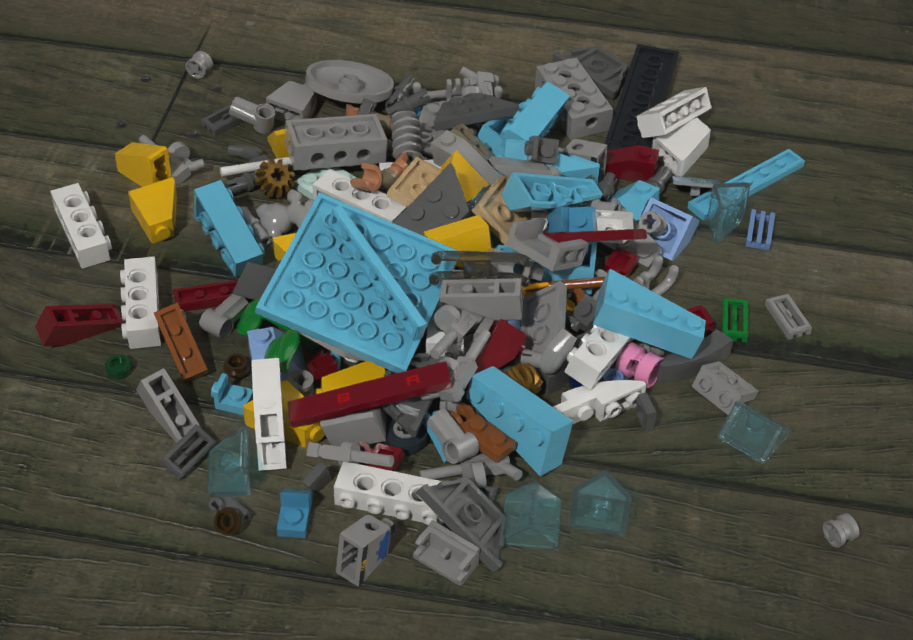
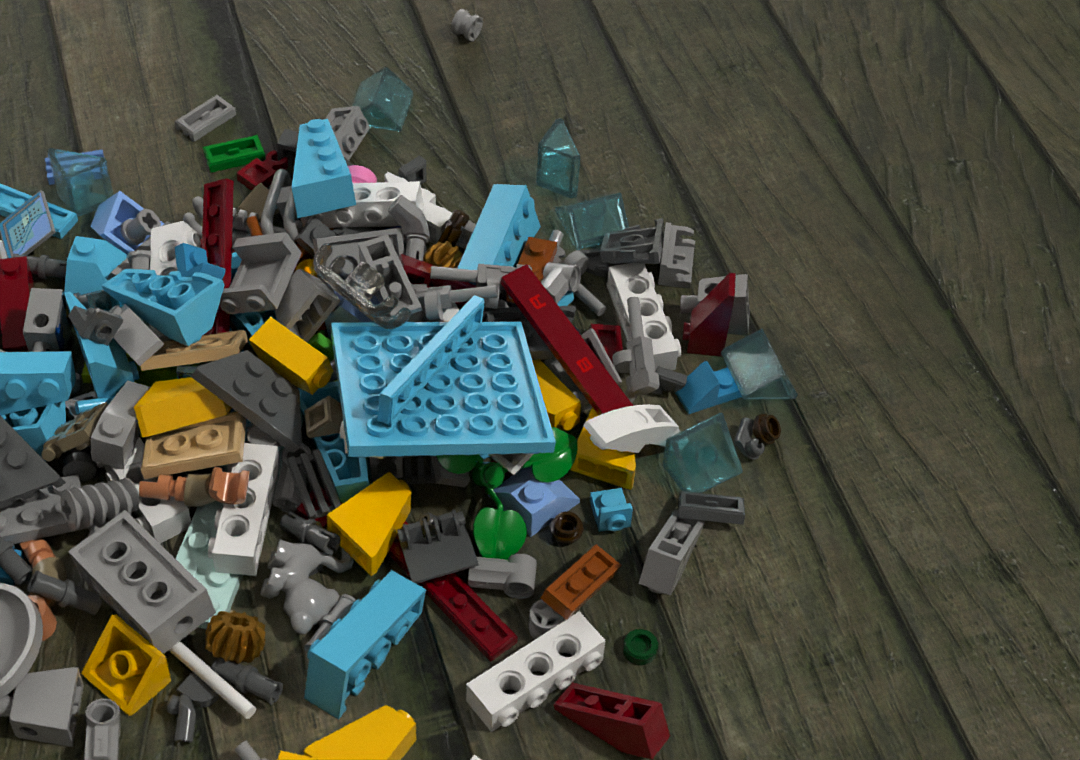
camera: 120 degrees left, 5 degrees up
(282, 547) = (758, 368): none -> clear light blue slope
(338, 515) = (711, 320): none -> dark red slope
(552, 397) = (453, 230): none -> dark brown axle

